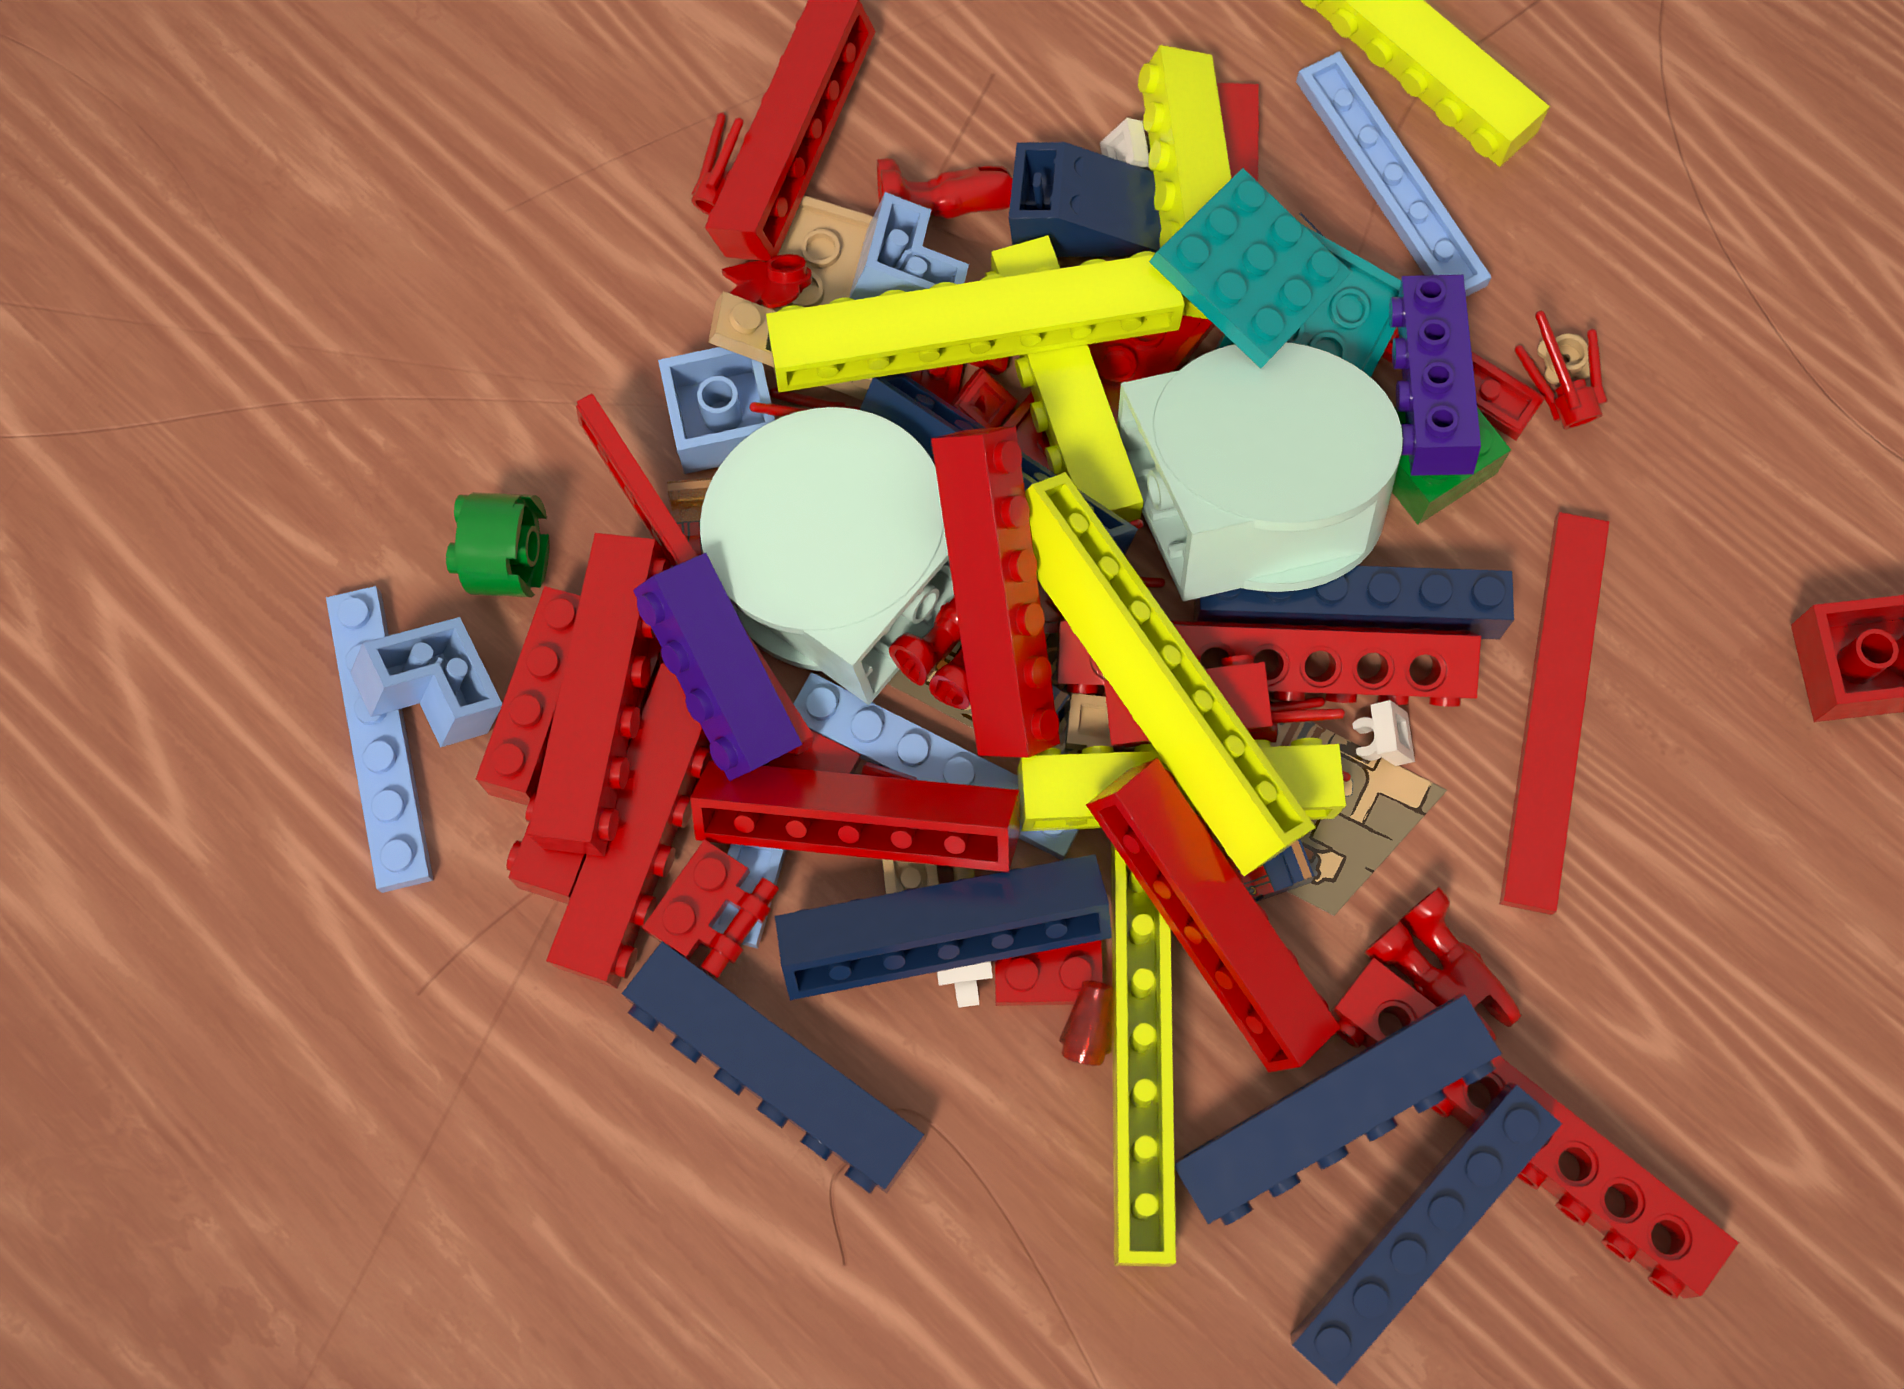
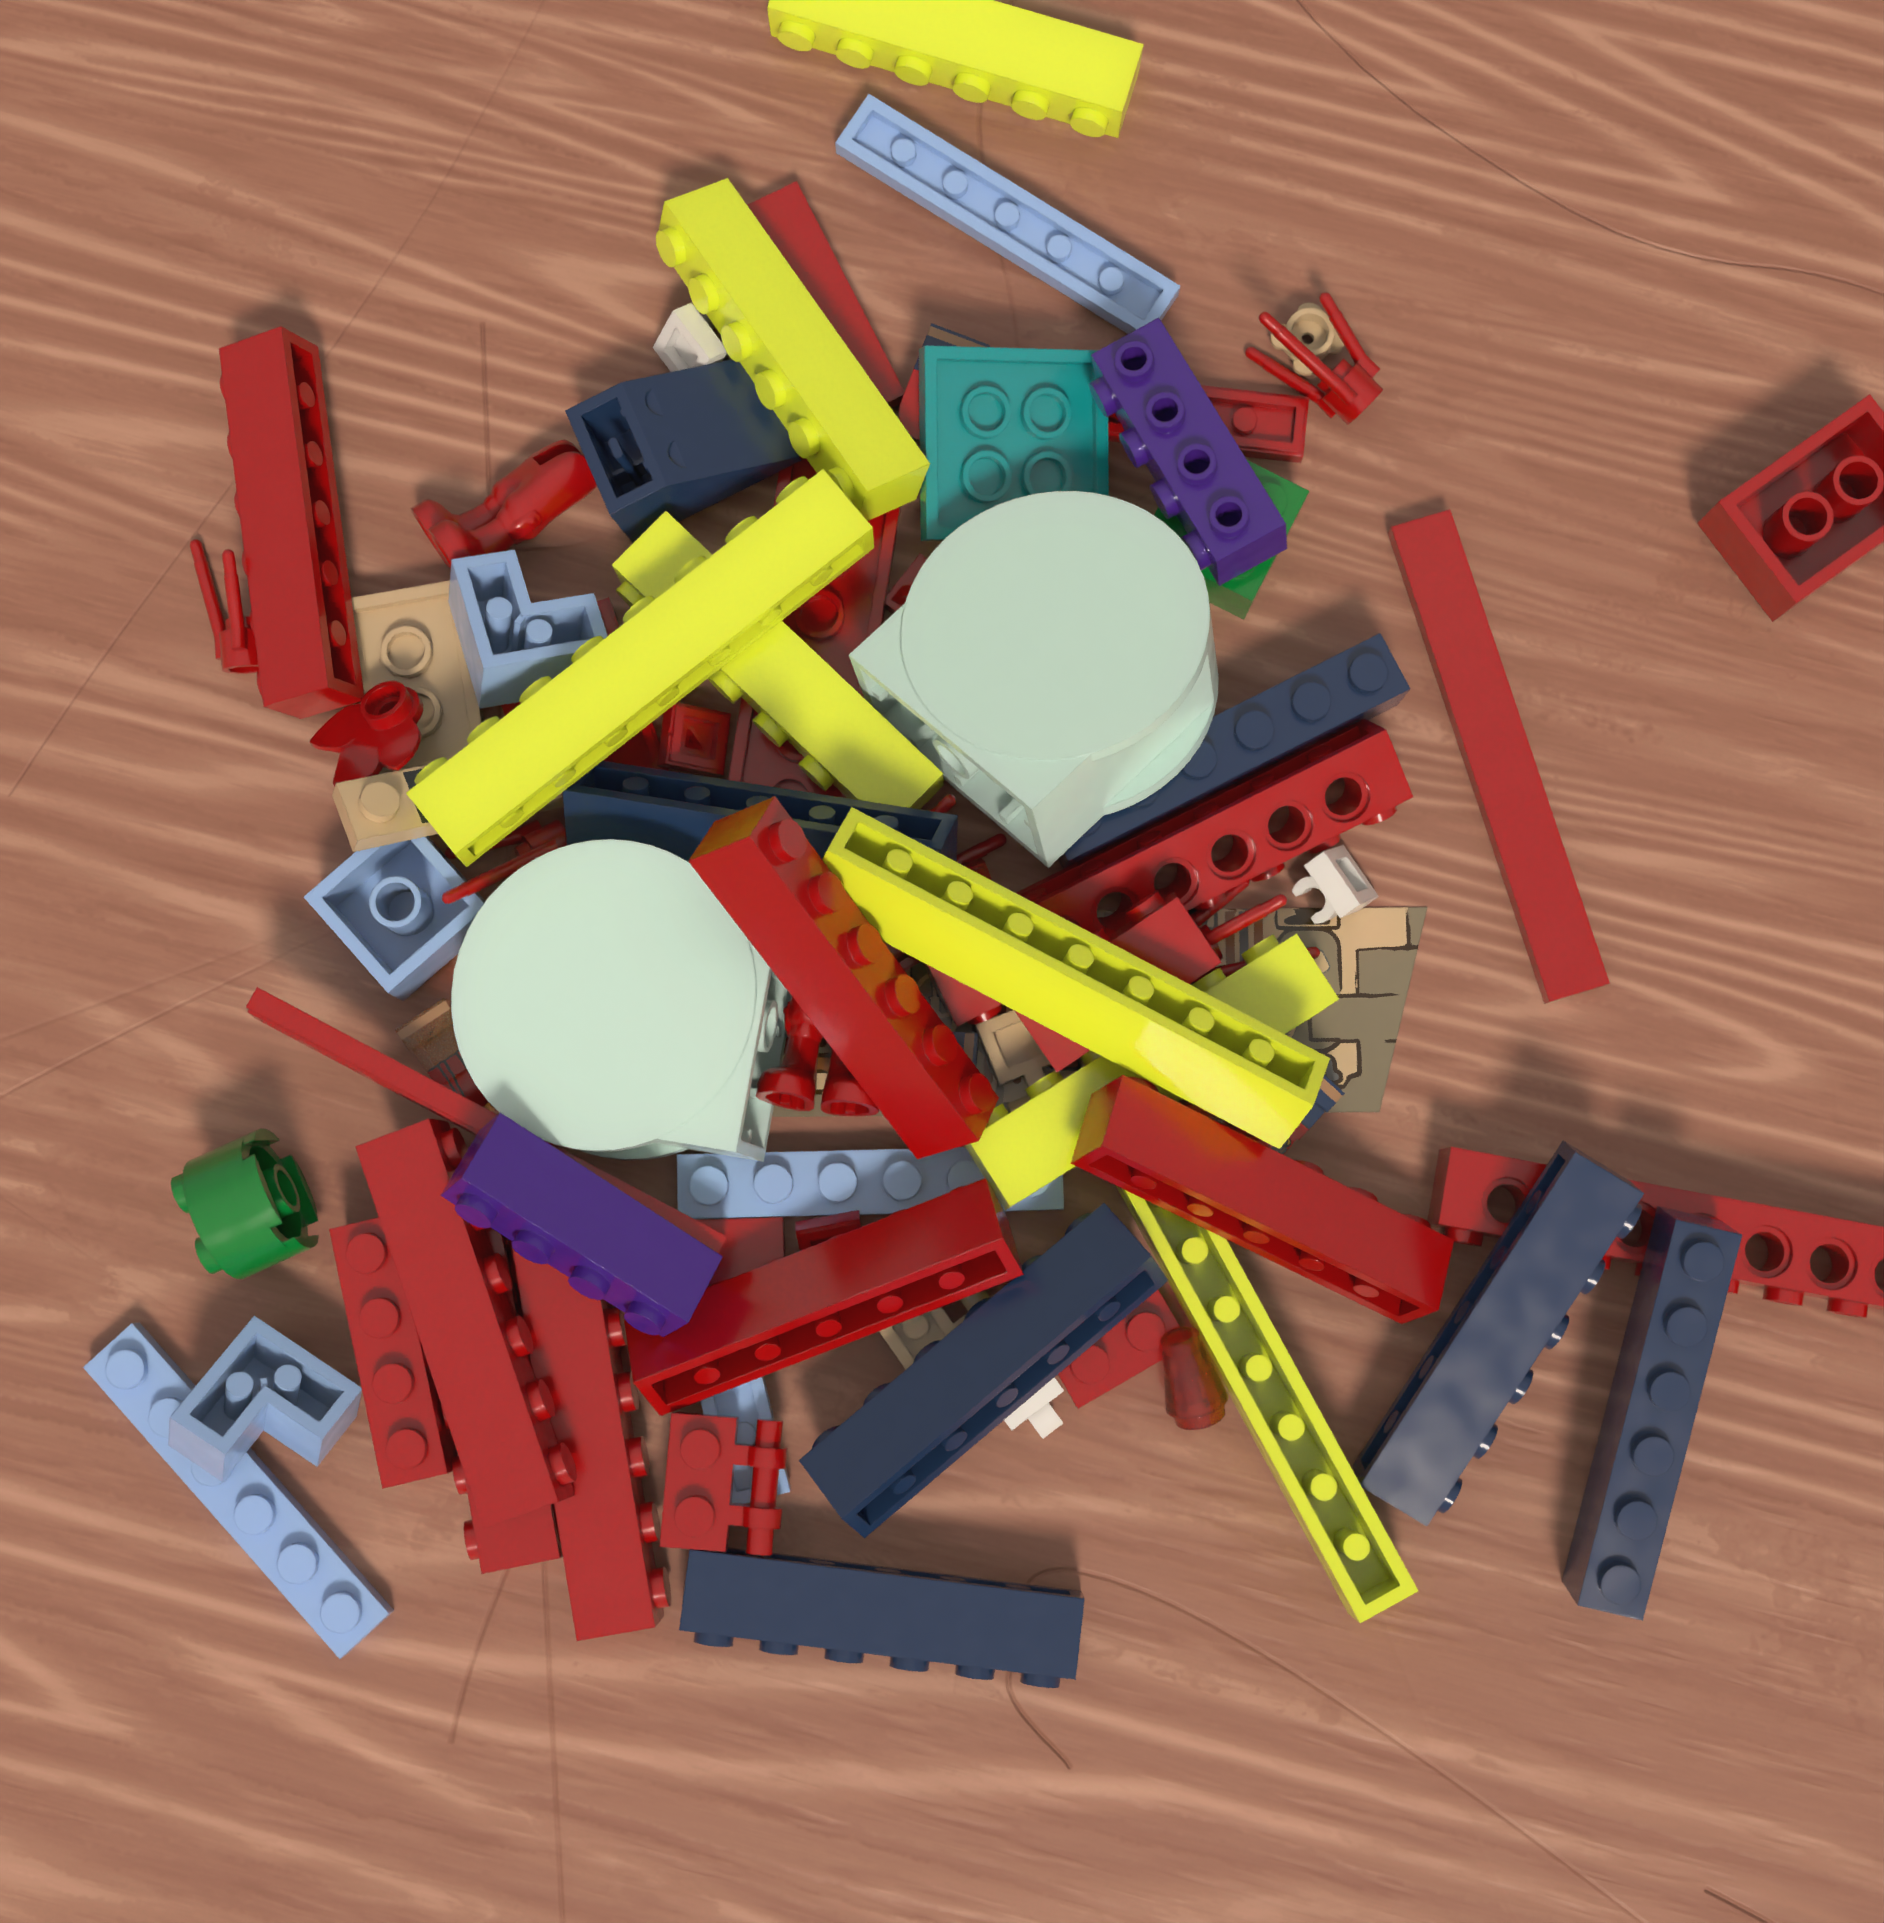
camera: 30 degrees left, 10 degrees up
(1250, 267) = (920, 437): teal plate -> none
(1461, 964) = (1549, 1107): red piece -> none

